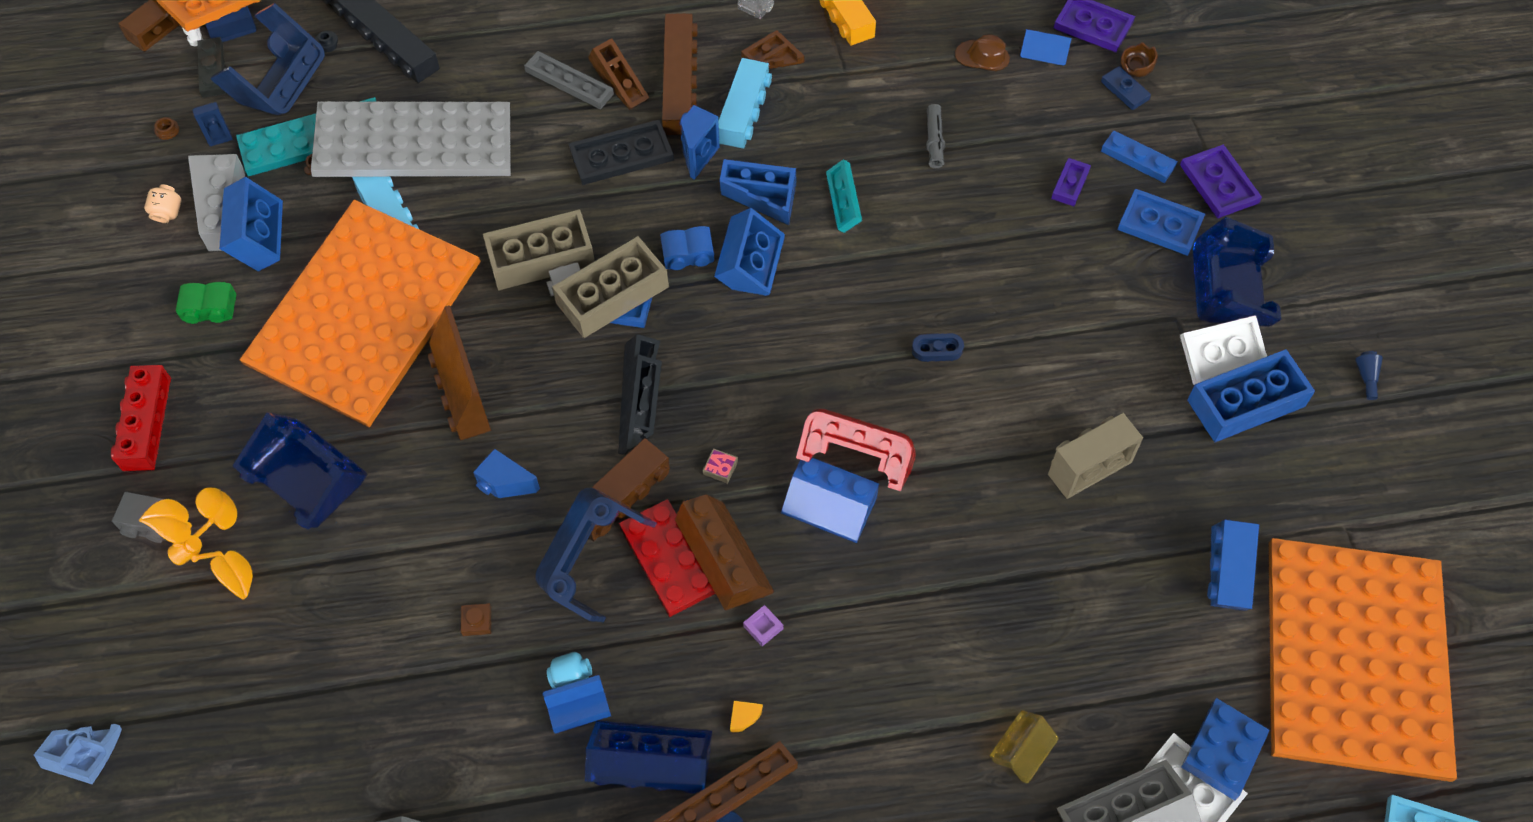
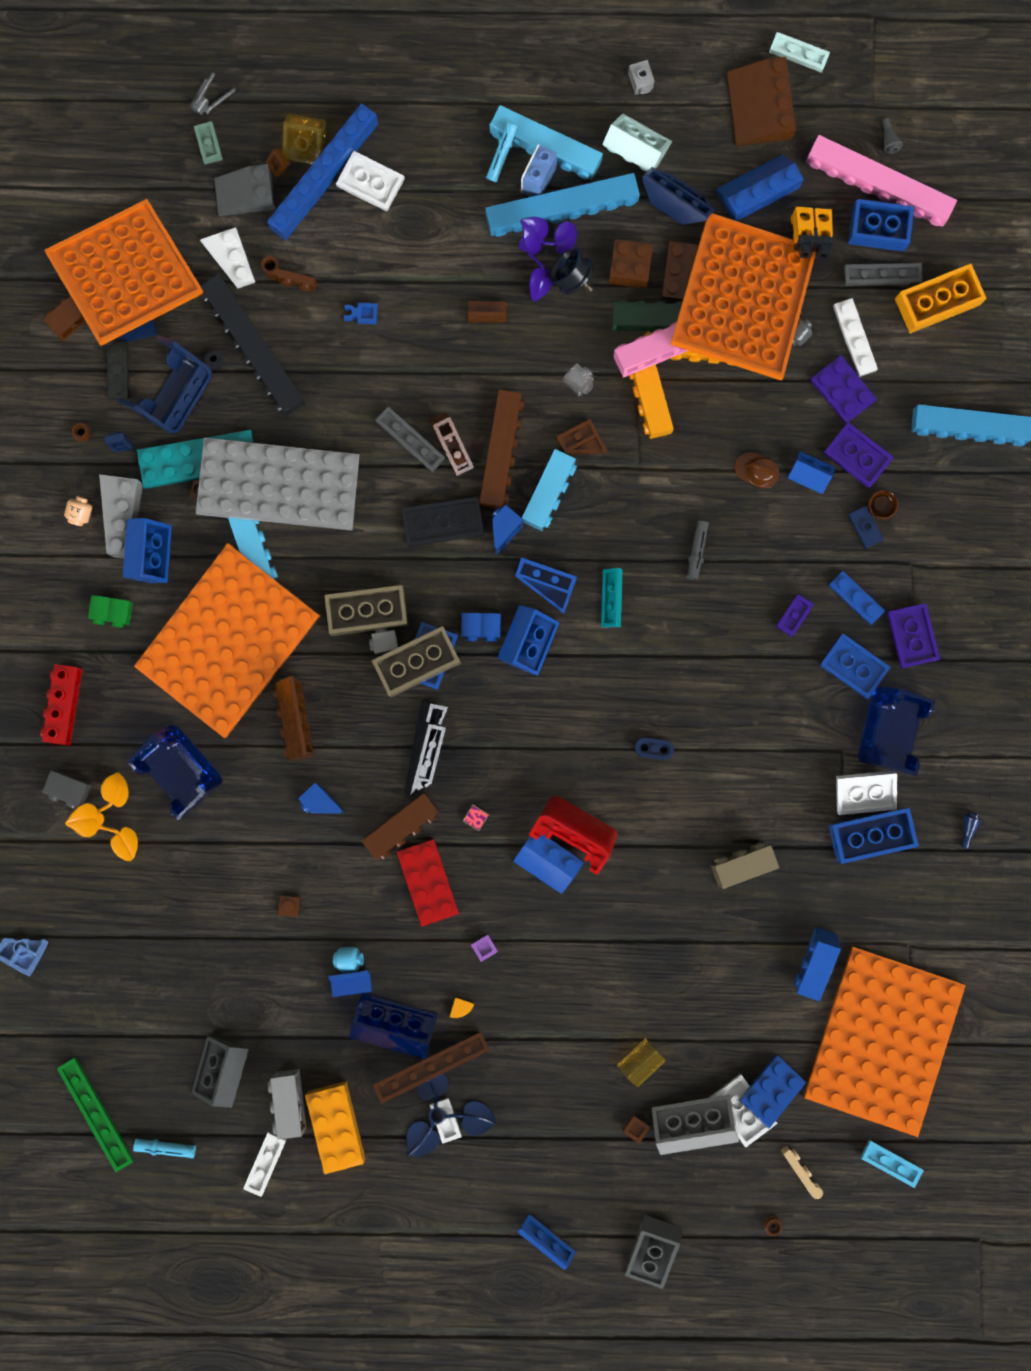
camera: 10 degrees right, 25 degrees up
(588, 510) = (376, 854): dark blue windscreen -> none
(722, 552) = (466, 890): reddish brown slope -> none

